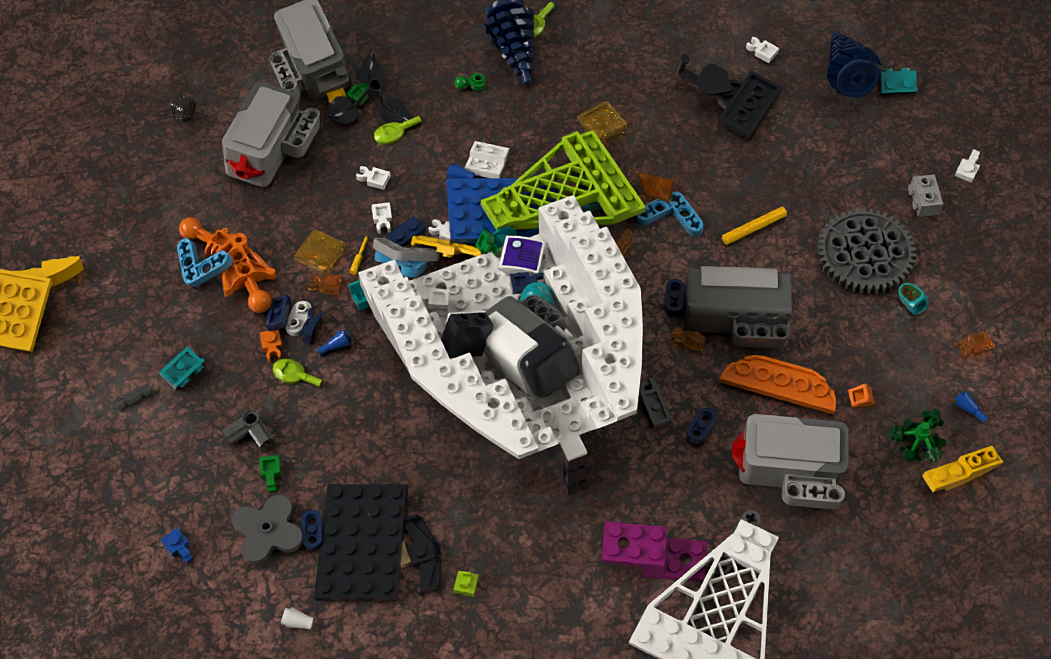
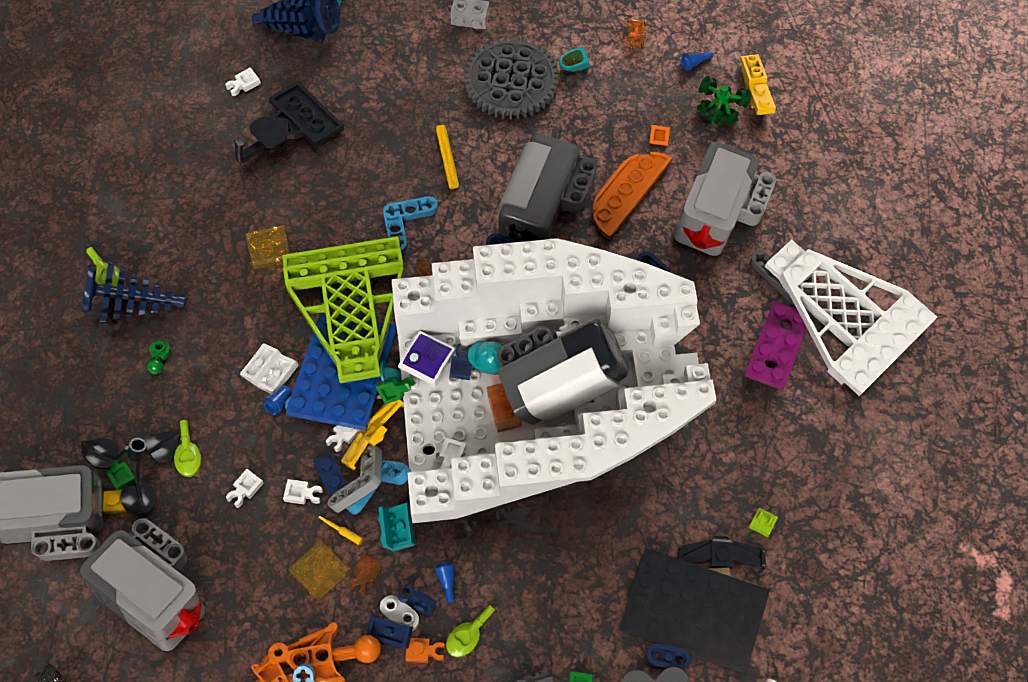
camera: 75 degrees left, 5 degrees up
(466, 333) = (538, 415): black piece -> none
(656, 186) = (373, 220): clear orange slope -> none

